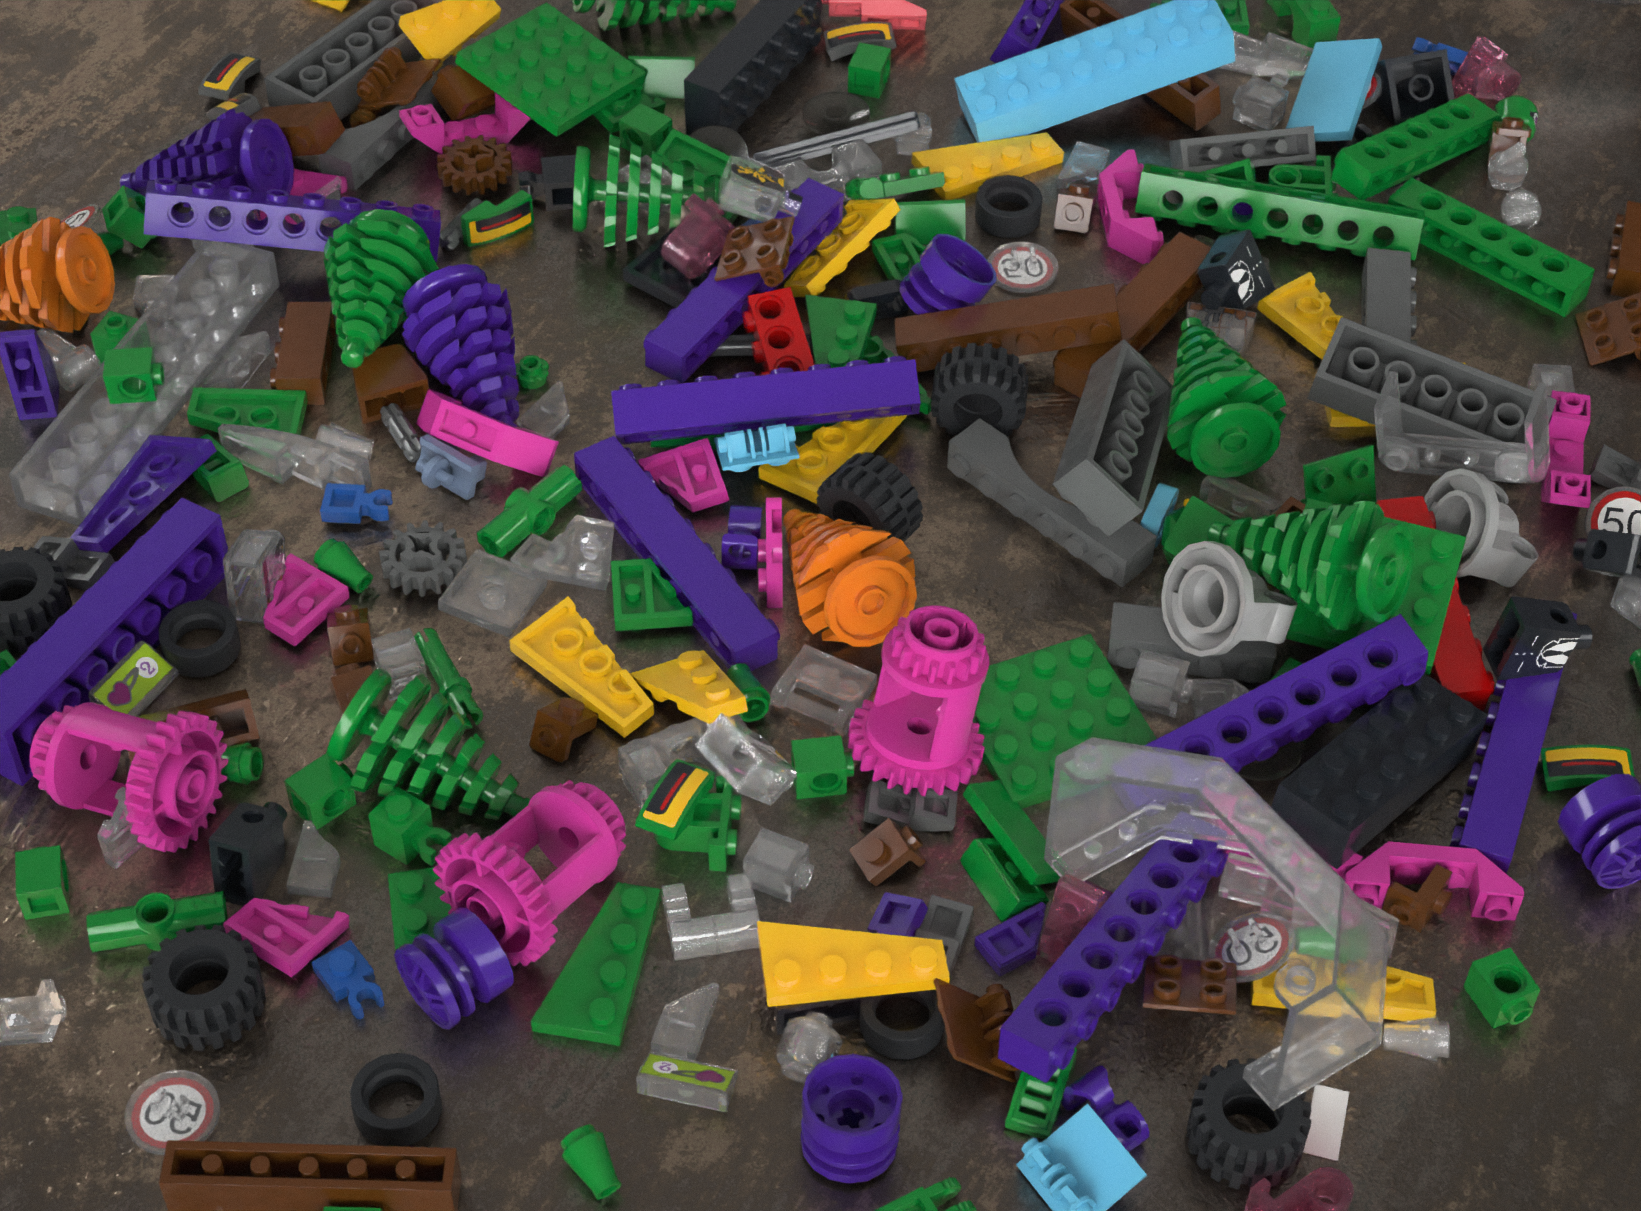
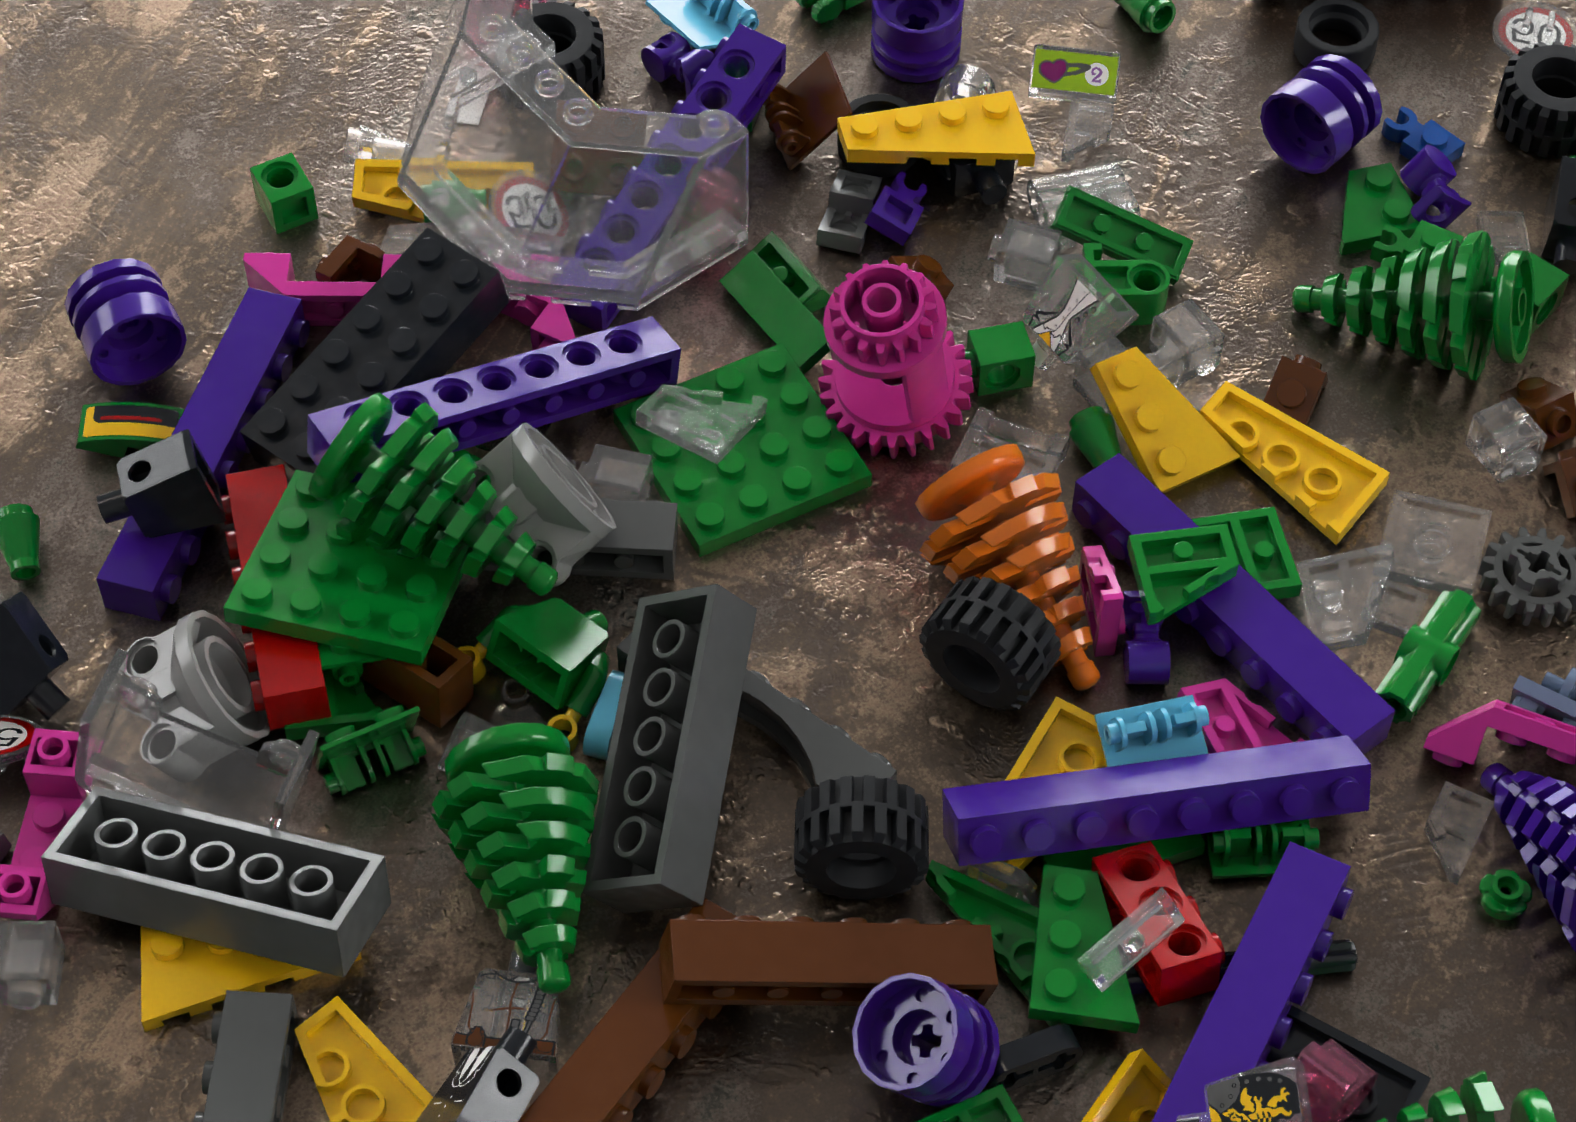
camera: 175 degrees right, 5 degrees up
(285, 933) = (1505, 166): dark pink wing -> none
(361, 915) = (1428, 177): none -> dark purple leg
(452, 686) = (1432, 421): green pin -> none
(575, 830) = (1297, 151): dark pink piece -> none
(601, 977) = (1180, 160): green wing -> none
(674, 799) = (1146, 264): slope -> none
(685, 865) = (1120, 232): none -> green tile
(710, 542) = (1180, 566): none -> green wing
(757, 249) = (1225, 1018): reddish brown hinge -> none
(809, 300) = (1131, 940): none -> clear slope
(1013, 940) = (777, 212): dark purple tile -> none
(1089, 706) = (699, 419): none -> clear wing

